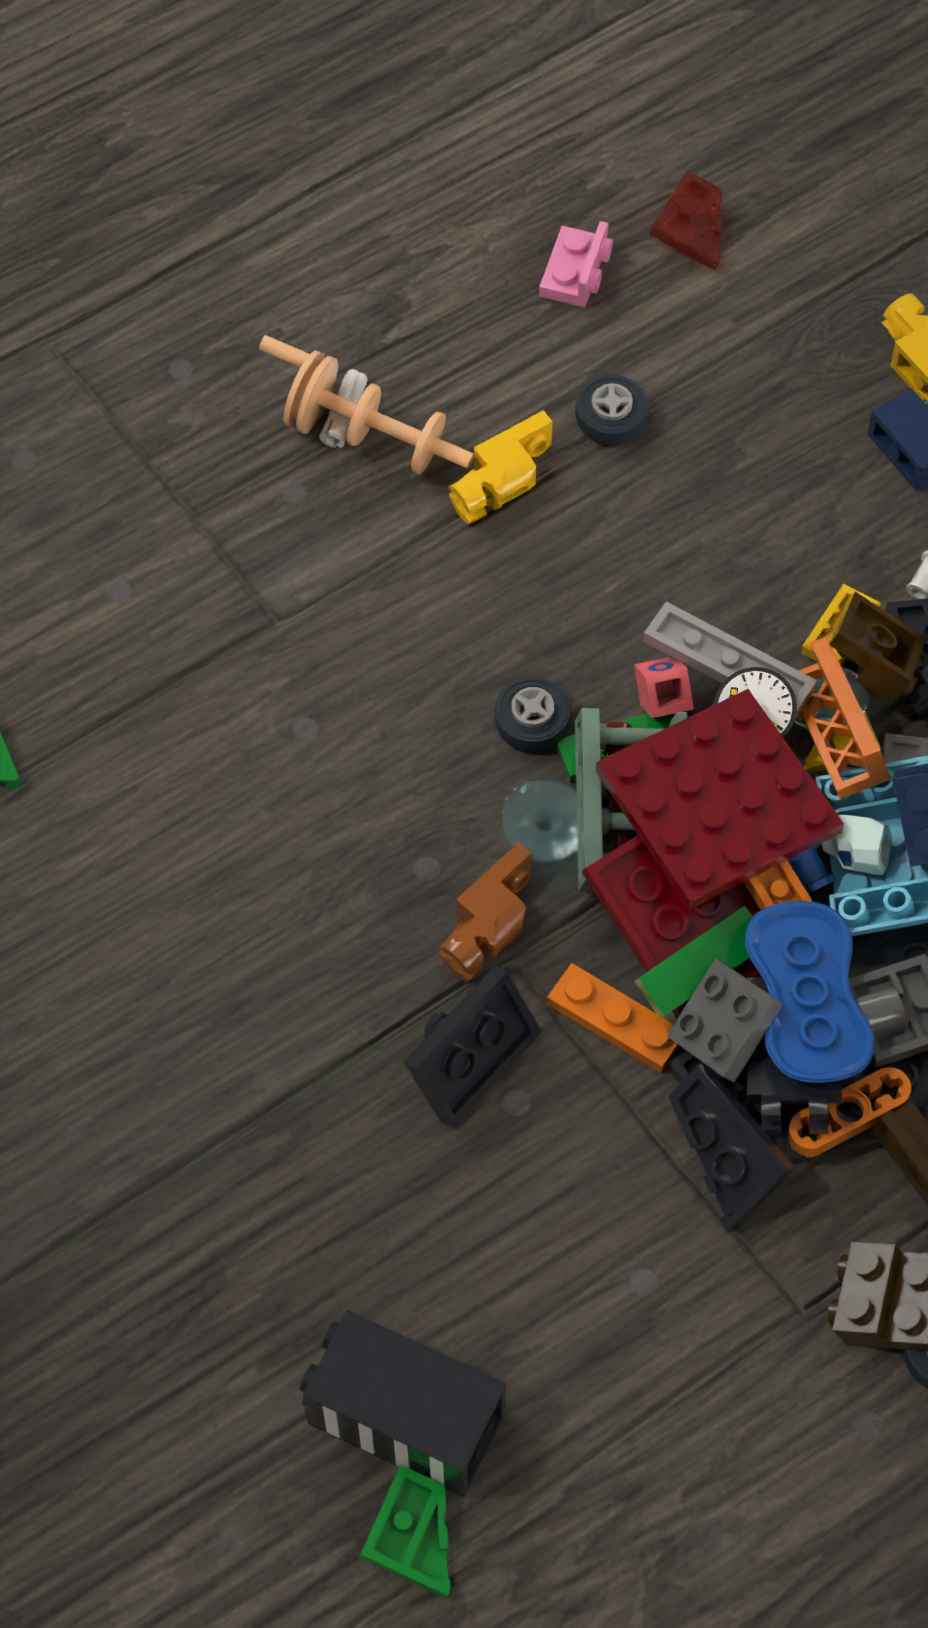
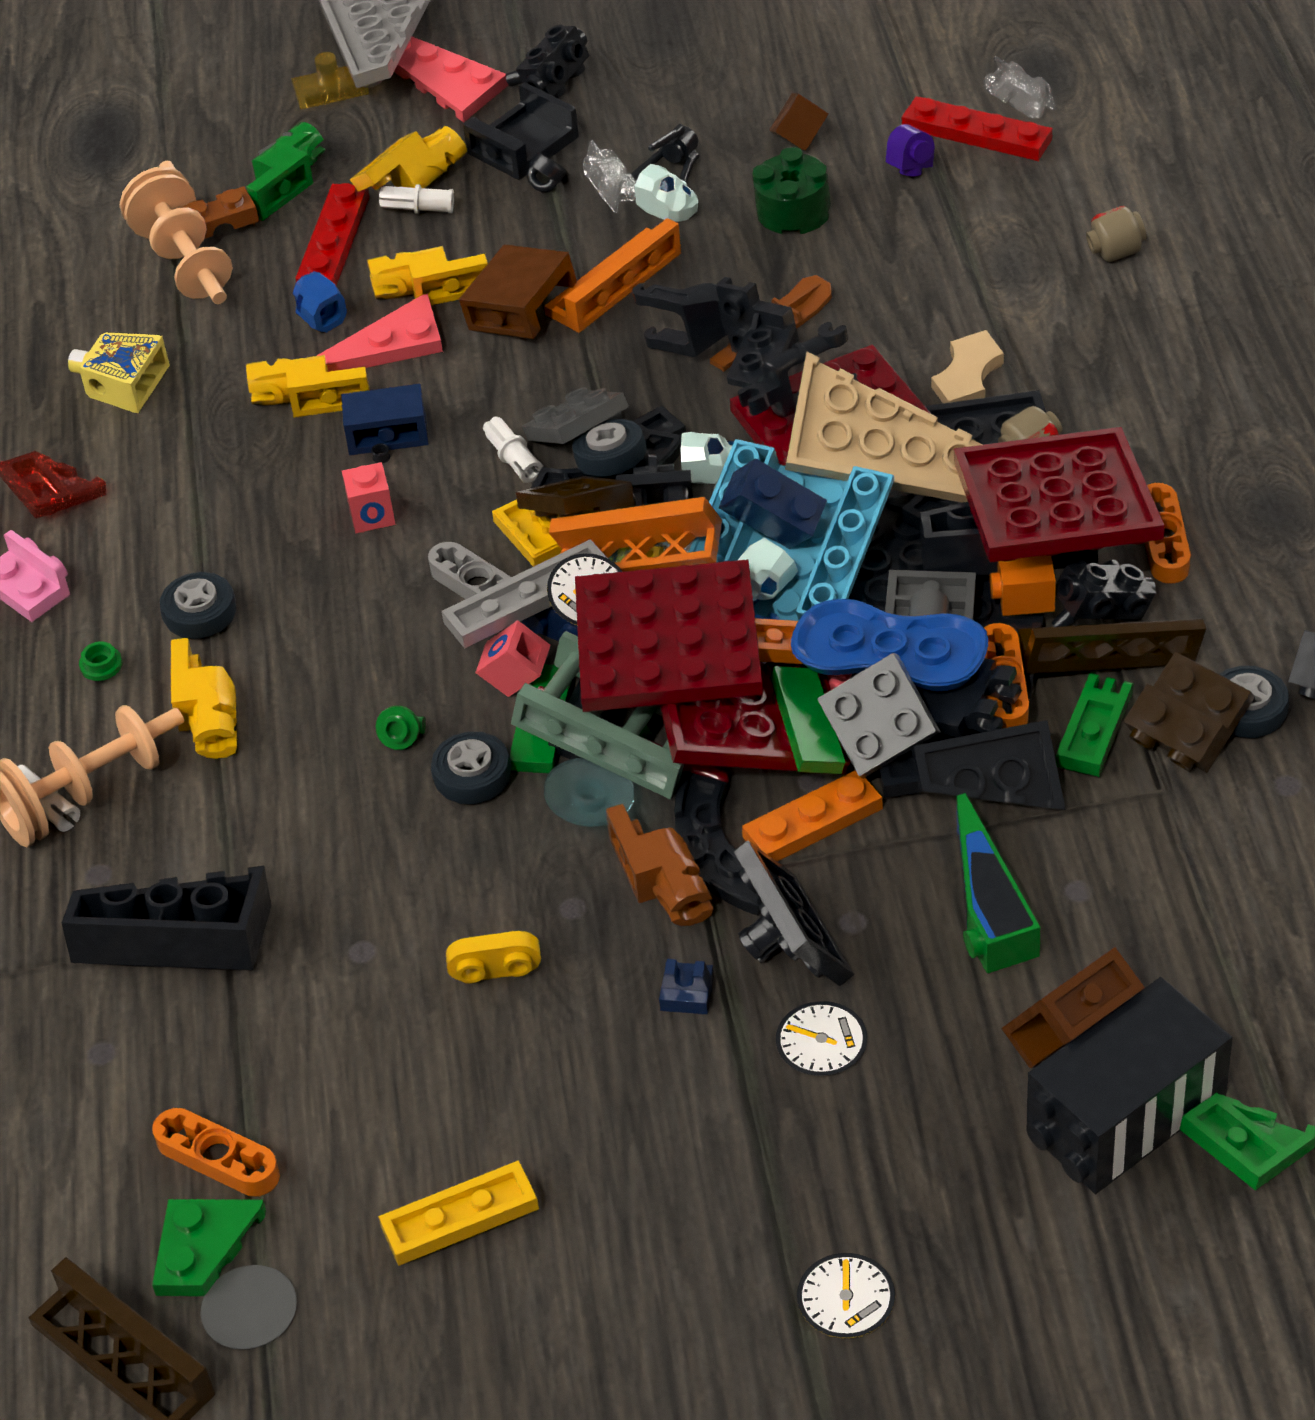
camera: 60 degrees left, 15 degrees down
(62, 737) = (224, 1170): none -> orange beam
(66, 927) = (458, 1212): none -> yellow plate
(119, 1260) = (846, 1295): none -> white sticker
(253, 582) = (171, 923): none -> black wedge
(337, 840) = (493, 956): none -> yellow plate
(375, 996) = (686, 987): none -> dark blue tile
(375, 1130) = (821, 1038): none -> white sticker
(456, 1322) = (1073, 1007): none -> reddish brown panel
(512, 362) = (100, 661): none -> green plate
(551, 936) = (699, 824): none -> black tile
(552, 636) = (399, 727): none -> green plate
(576, 1209) = (997, 915): none -> slope
(755, 597) = (468, 566): none -> light grey beam
(804, 476) = (368, 497): none -> coral brick
(845, 1218) = (1093, 726): none -> green hinge
(862, 200) = (121, 368): none -> light yellow torso
(881, 452) = (380, 448): none -> black piece

